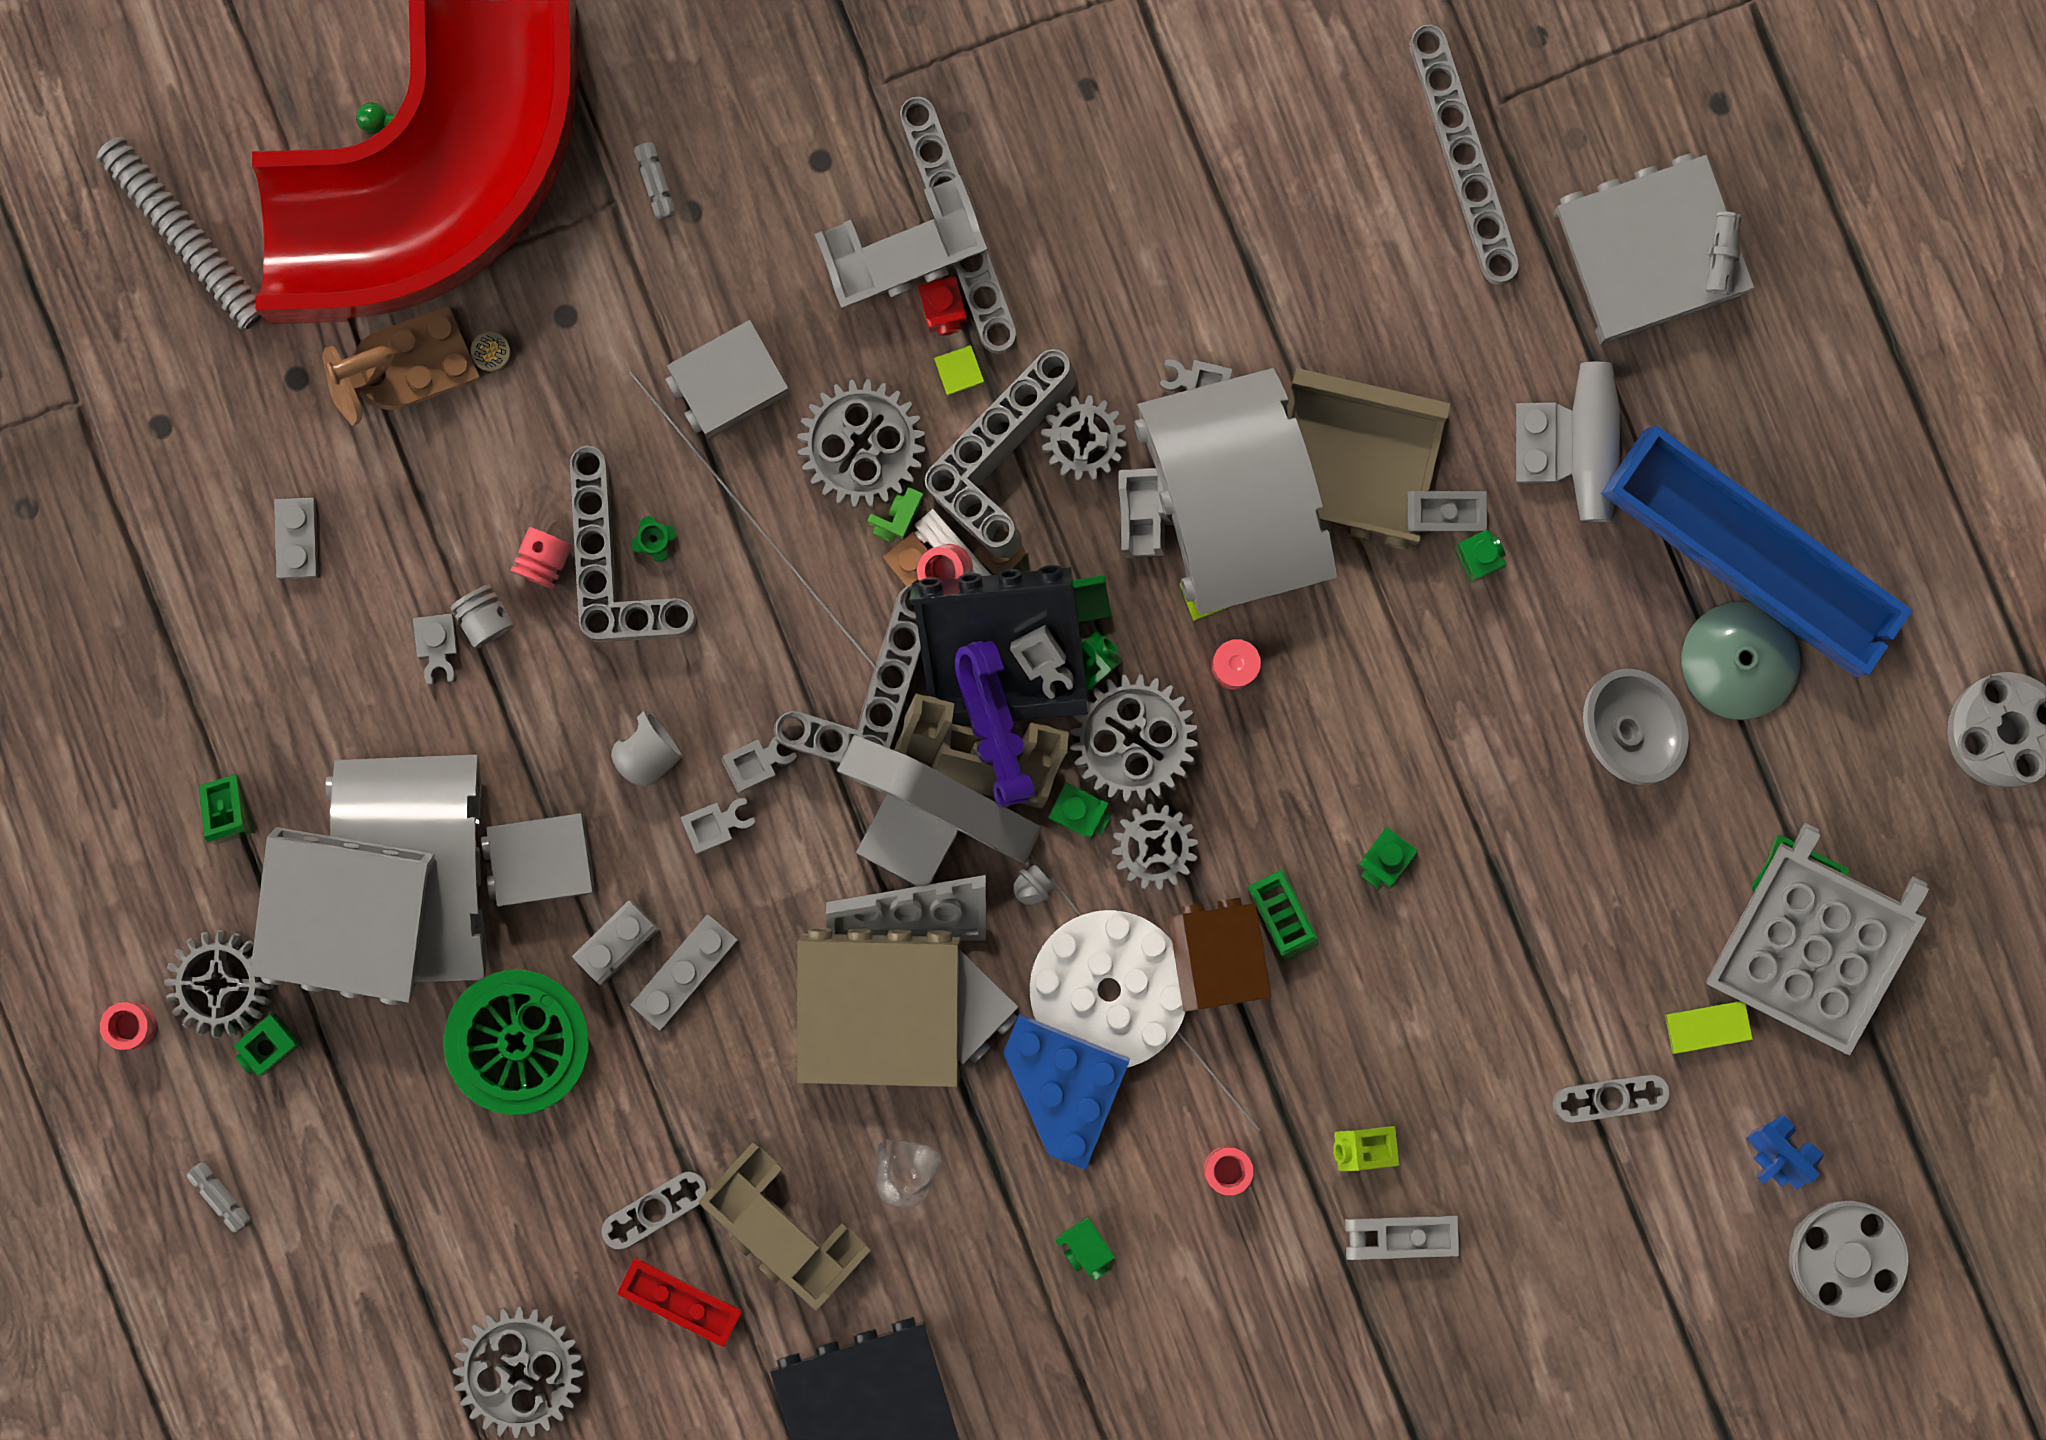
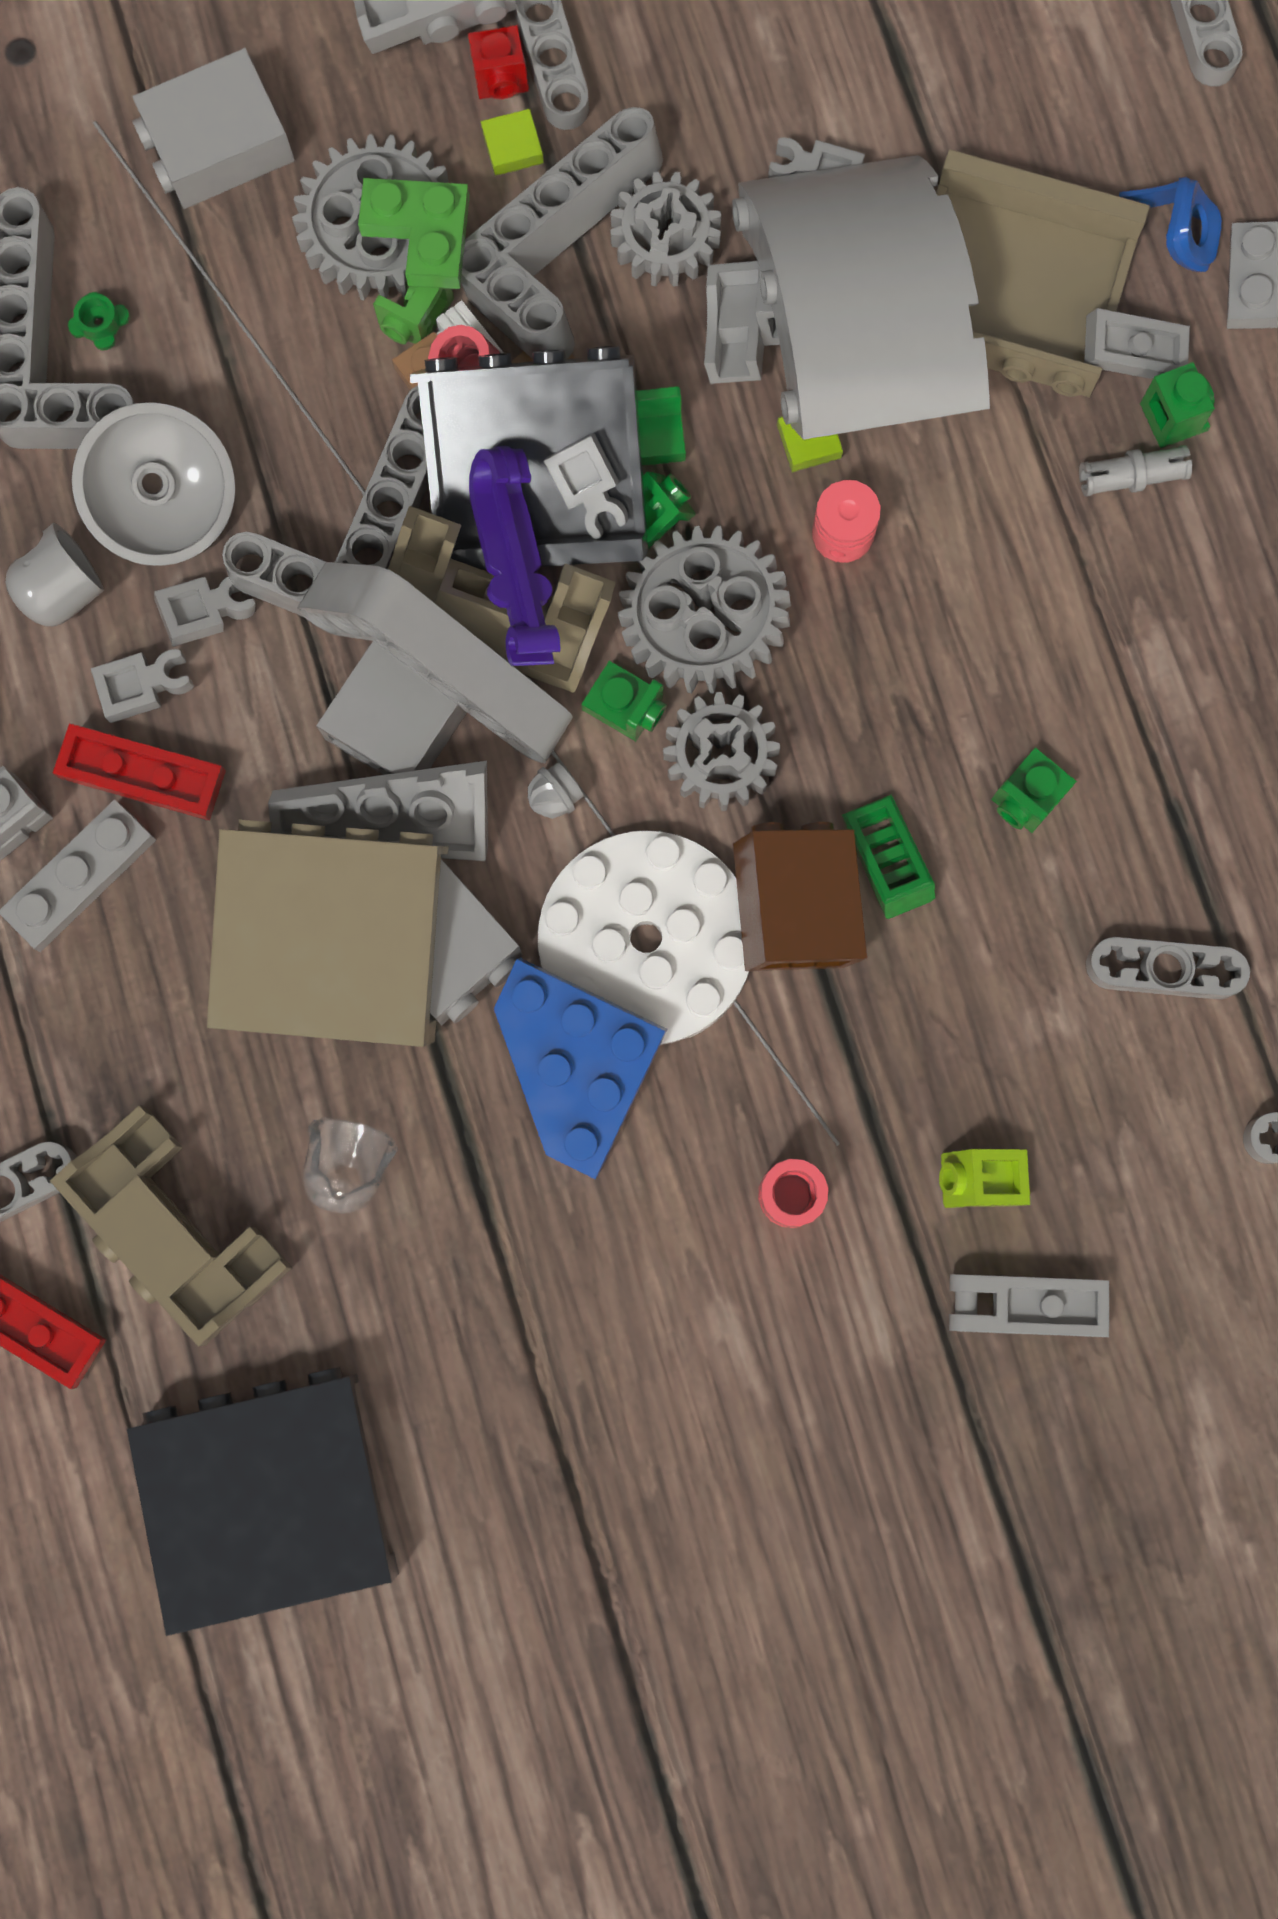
camera: 10 degrees right, 5 degrees down
(723, 892) = (139, 771): none -> red plate
(728, 692) = (194, 490): none -> light grey dish
(904, 450) = (426, 214): none -> bright green plate
(1086, 1249) = (588, 1289): green brick -> none
(1451, 606) = (1135, 470): none -> light grey pin
(1477, 394) = (1188, 201): none -> blue piece
(1521, 975) = (1206, 985): none -> light grey beam

